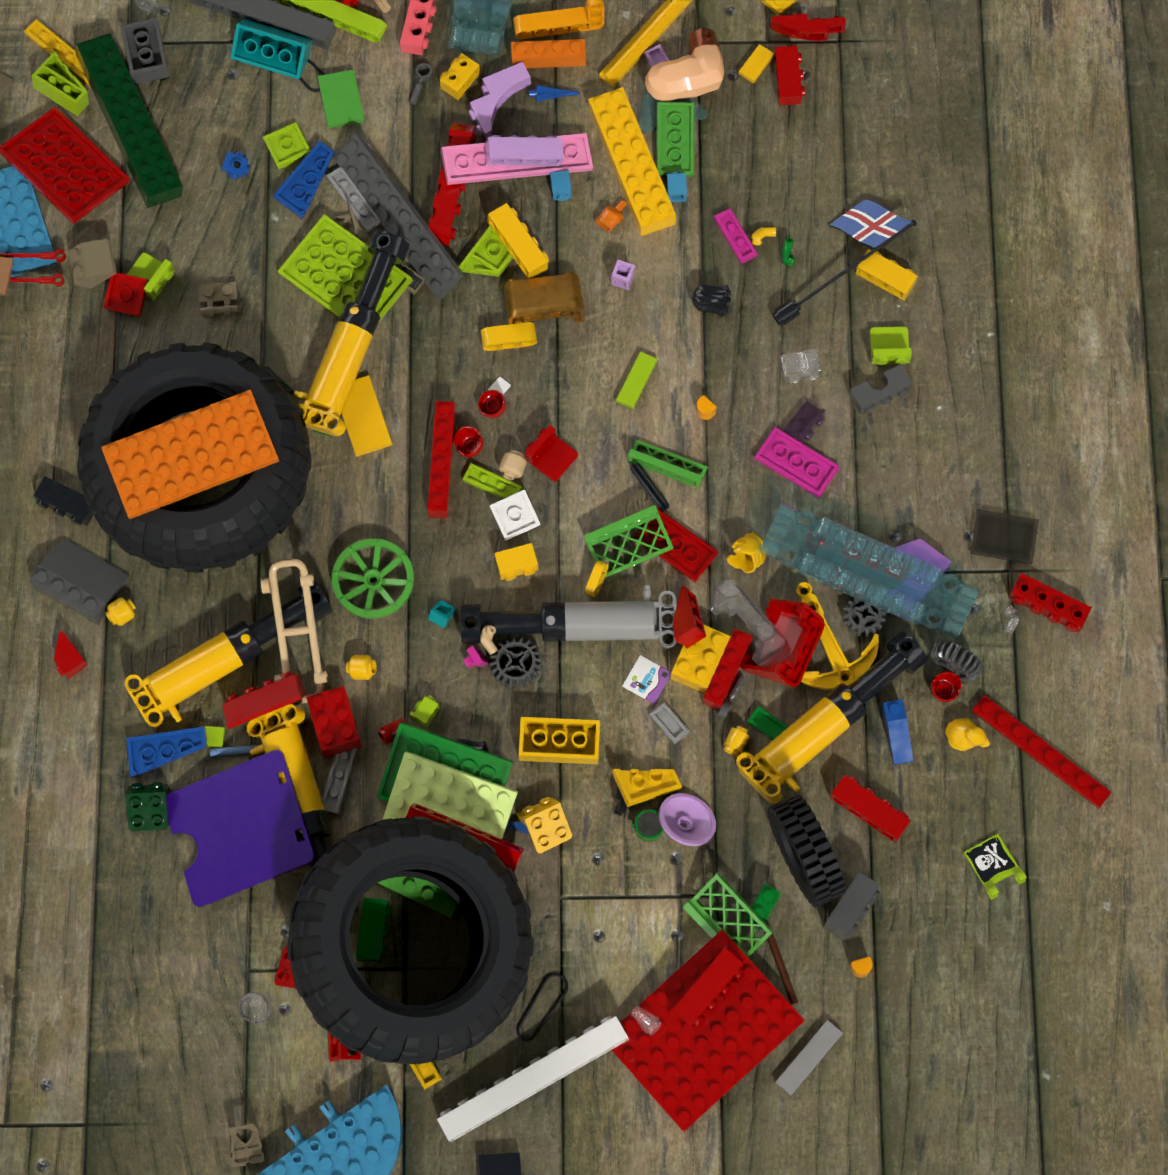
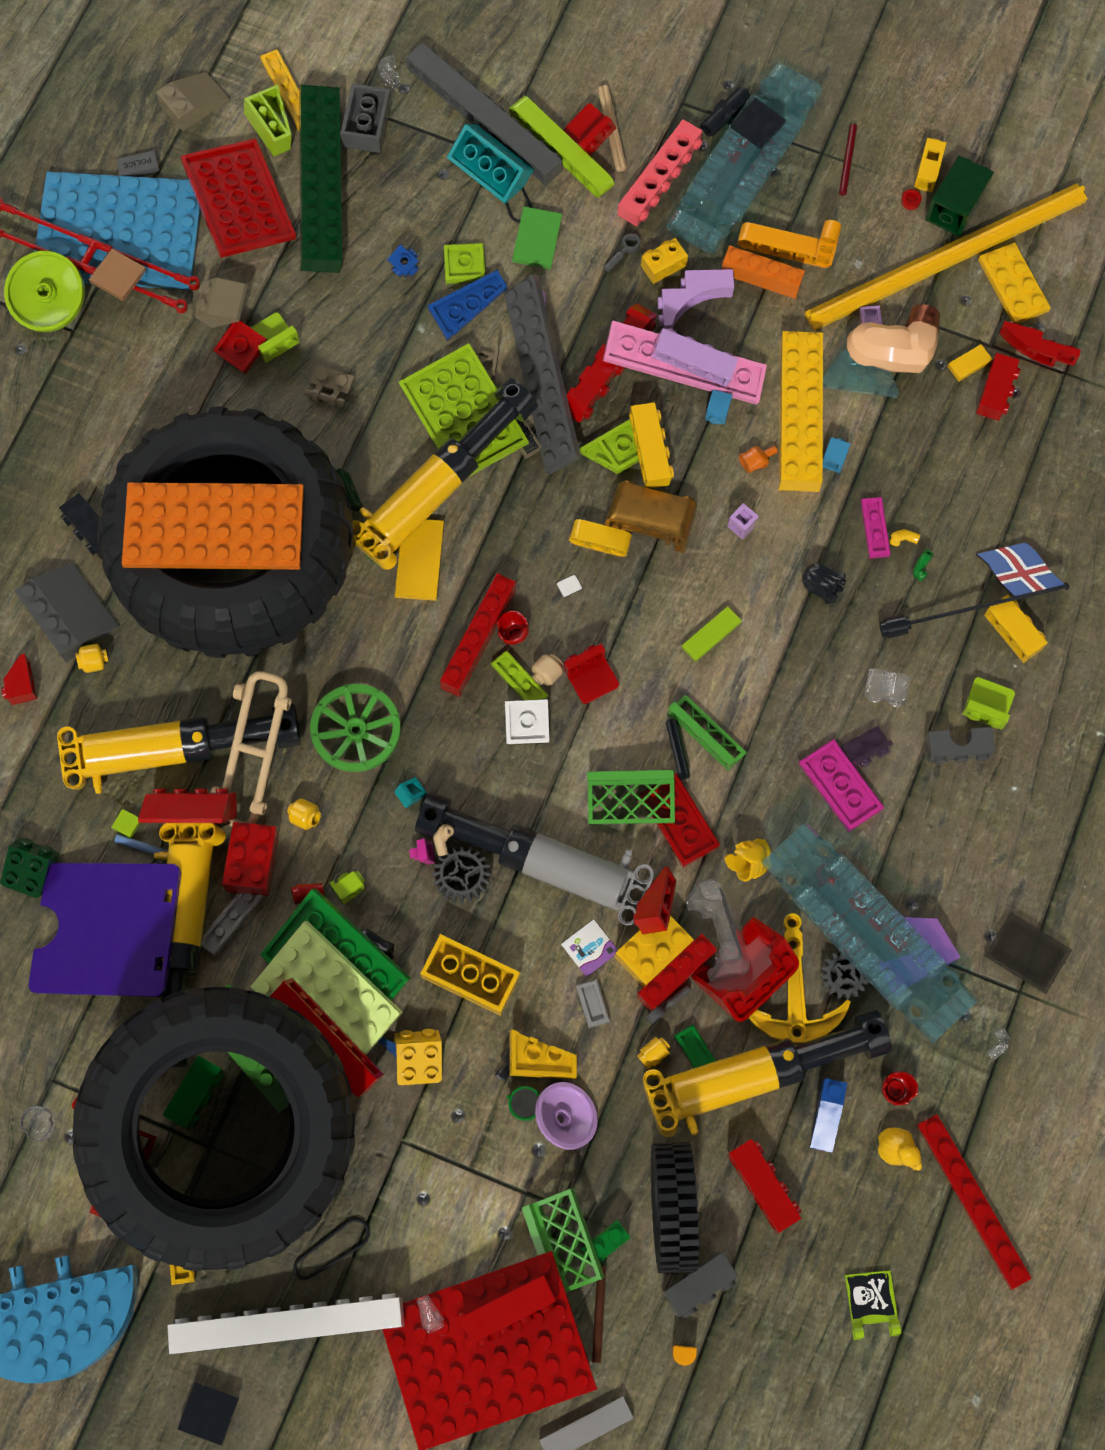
camera: 20 degrees right, 0 degrees up
(159, 749) = (66, 813): blue wing -> none
(353, 198) = (507, 341): light grey tile -> none
(492, 404) = (553, 599): red hair -> none
(516, 562) = (507, 770): yellow brick -> none
(545, 93) = (743, 310): blue piece -> none
(596, 579) = (581, 822): yellow beam -> none
(675, 138) = (855, 404): bright green tile -> none
(705, 408) = (769, 691): light orange brick -> none
(956, 659) = (922, 1064): dark grey gear -> none
(1050, 603) = (1048, 1044): red brick -> none

